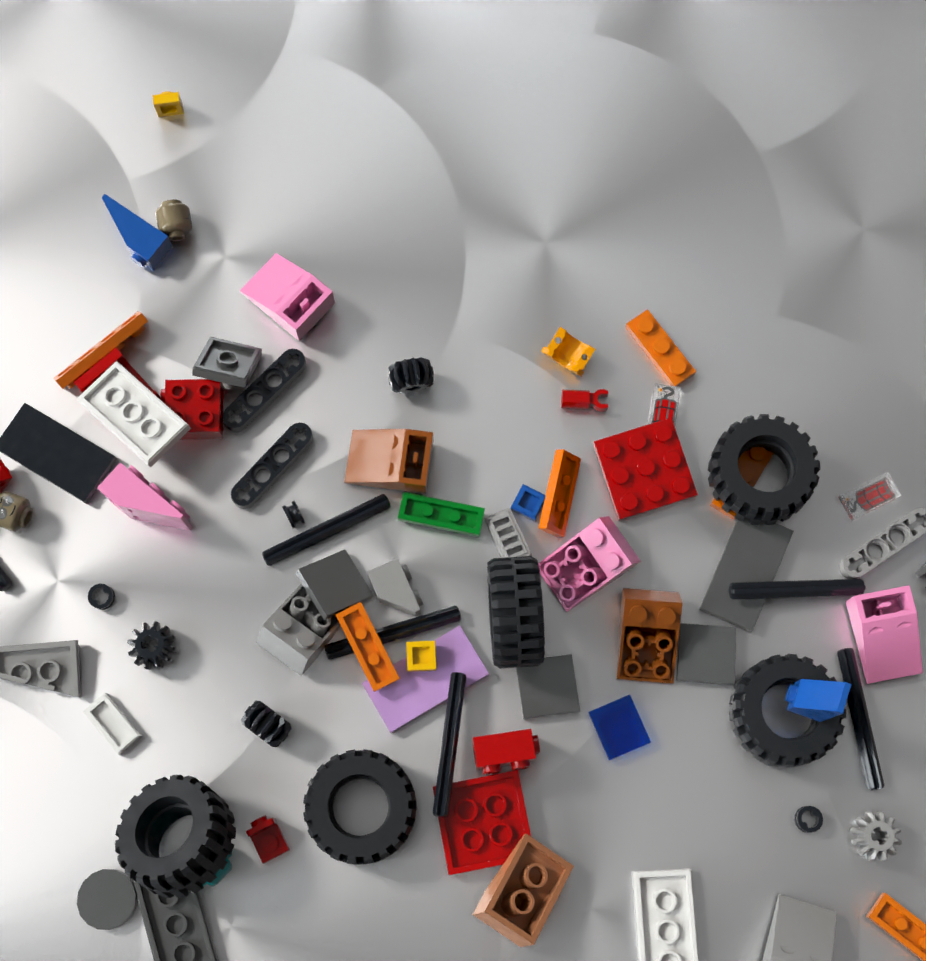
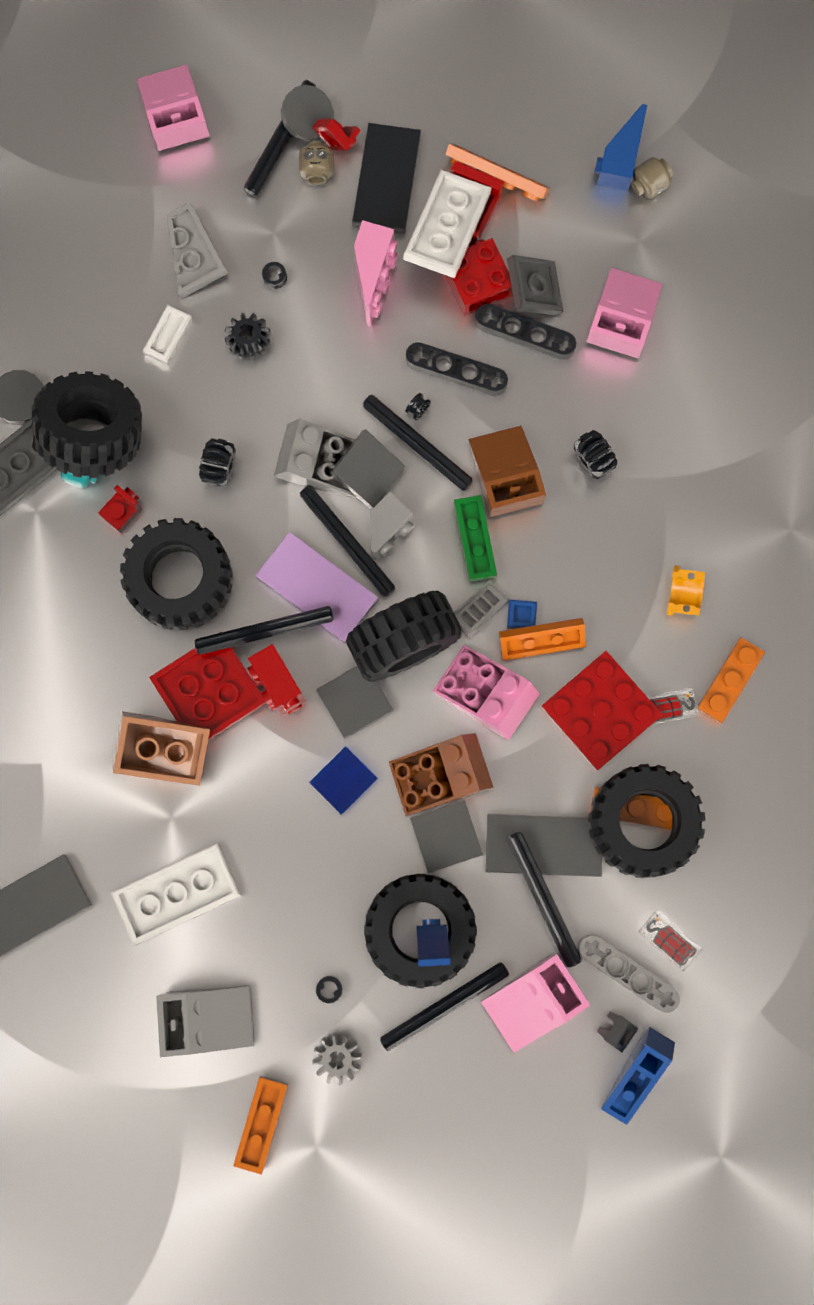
camera: 70 degrees right, 5 degrees up
(168, 104) = (765, 121): yellow plate -> none
(367, 646) = (321, 521): orange plate -> none
(421, 656) = (333, 572): yellow plate -> none
(583, 399) = (645, 625): red bar -> none

